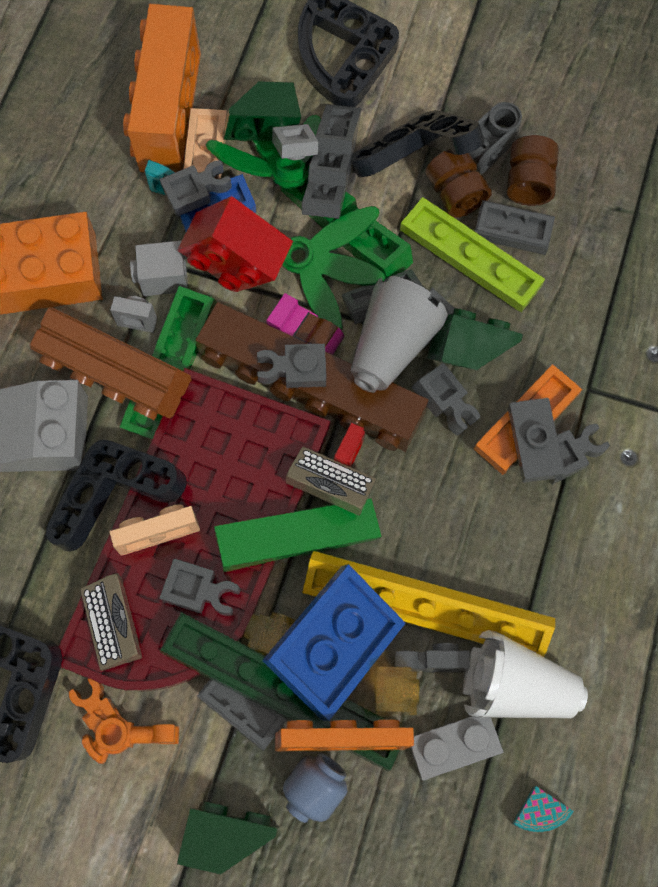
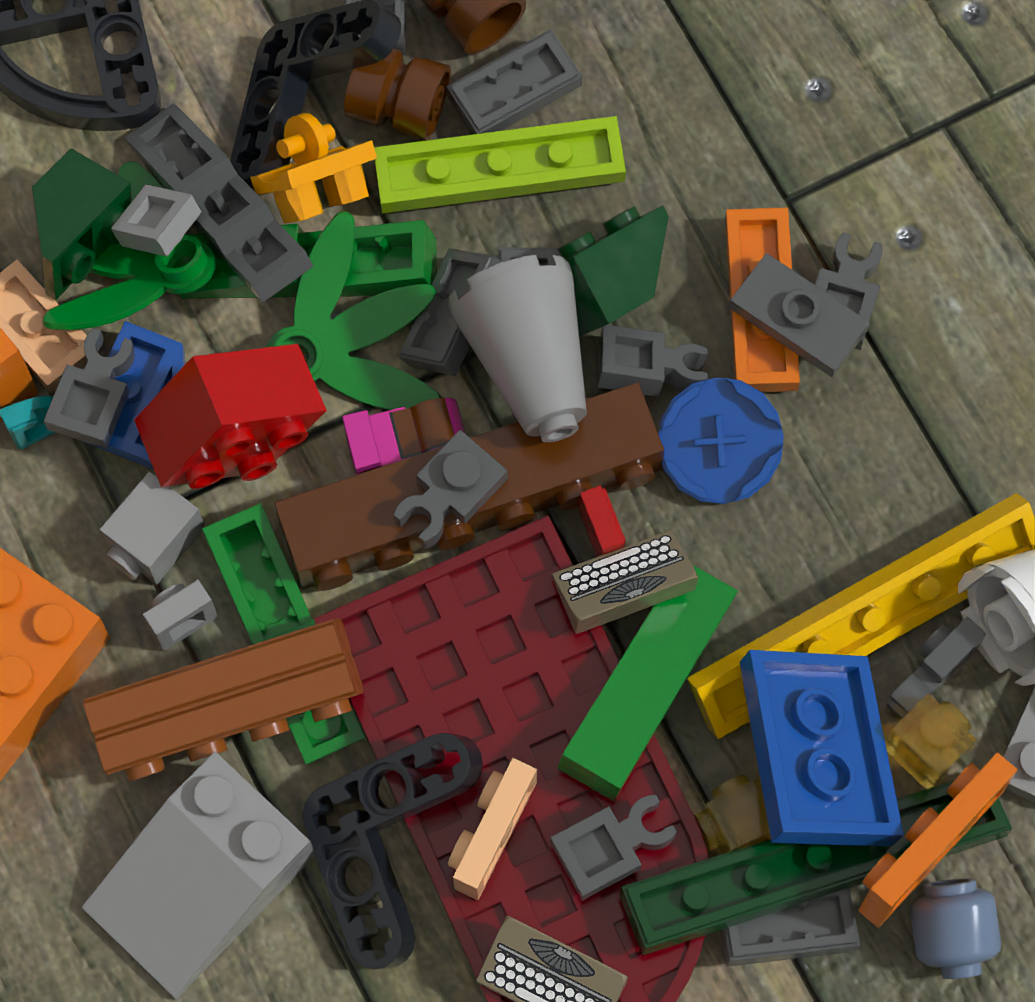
camera: 45 degrees left, 0 degrees up
(398, 192) = (294, 182): none -> light orange hips
(442, 462) = (720, 440): none -> blue tile

